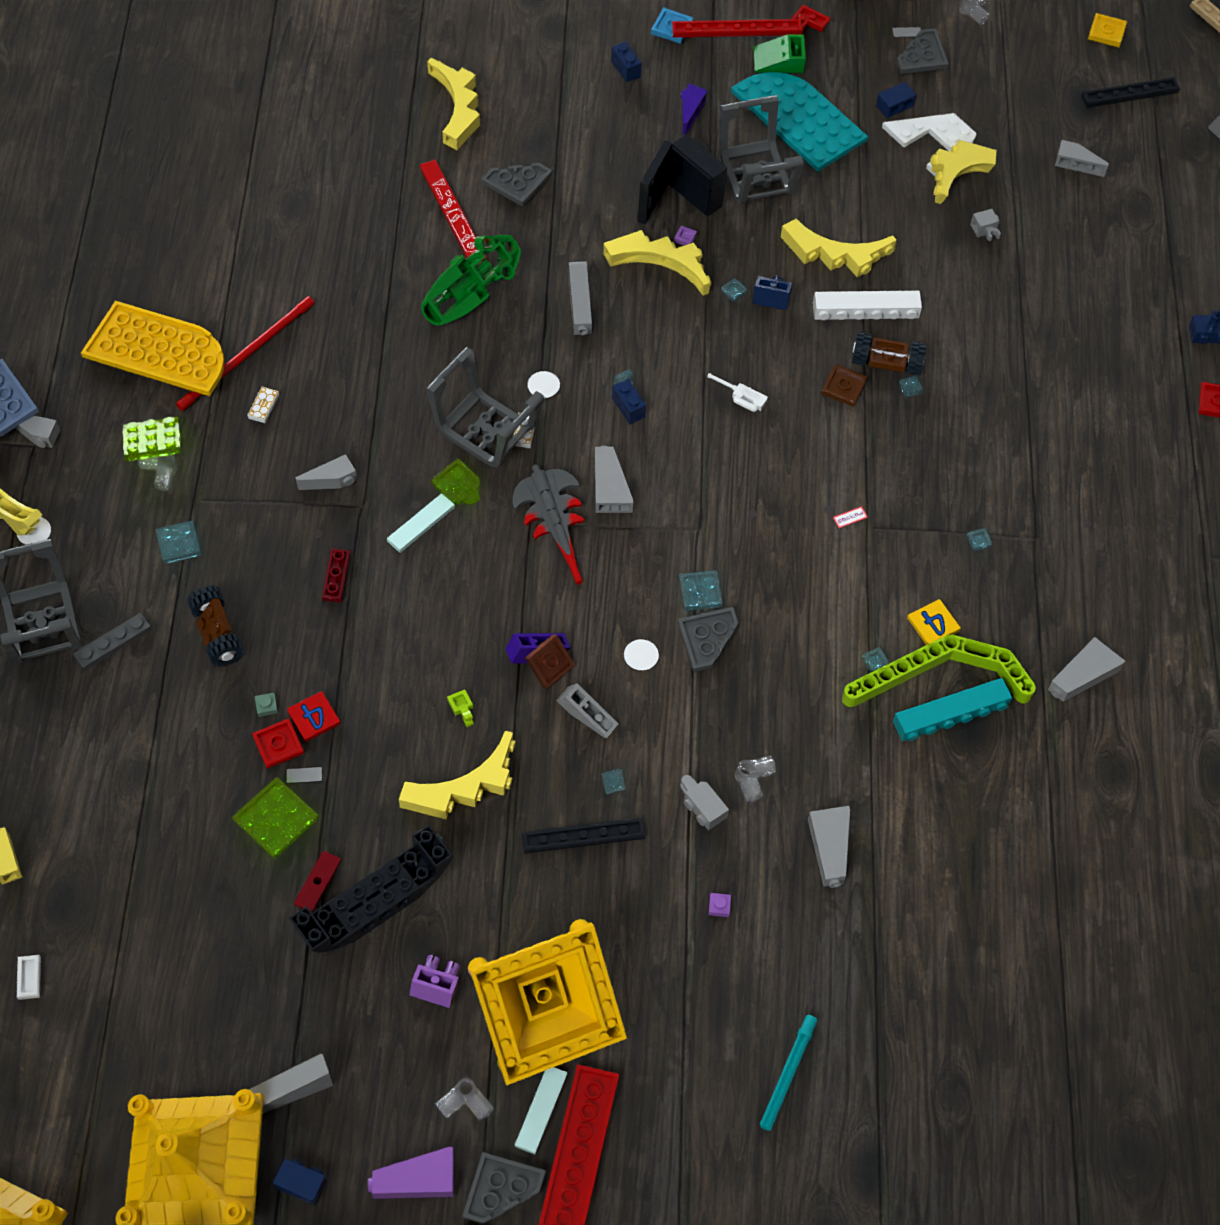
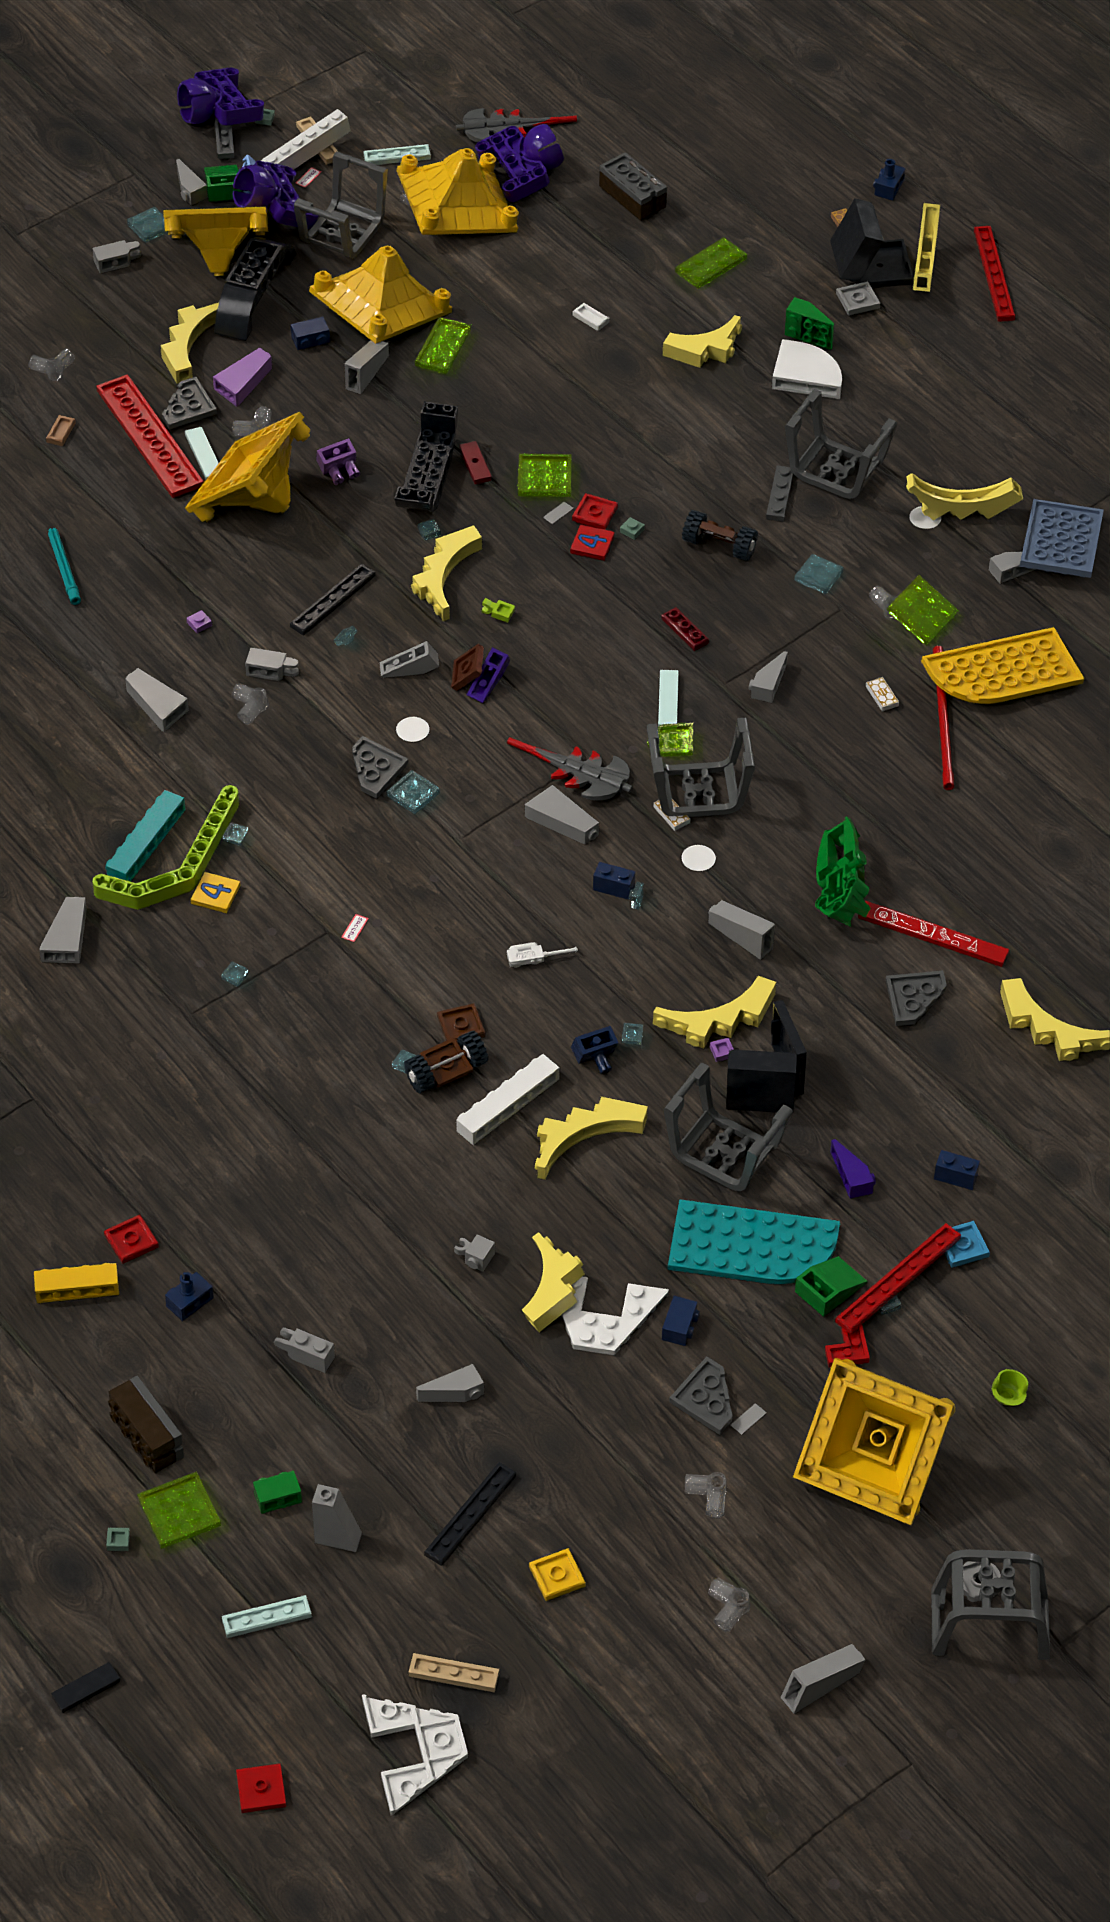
camera: 140 degrees right, 10 degrees down
(196, 1055) = (443, 345): none -> clear neon green plate
(1157, 240) = (306, 1348): none -> light grey hinge

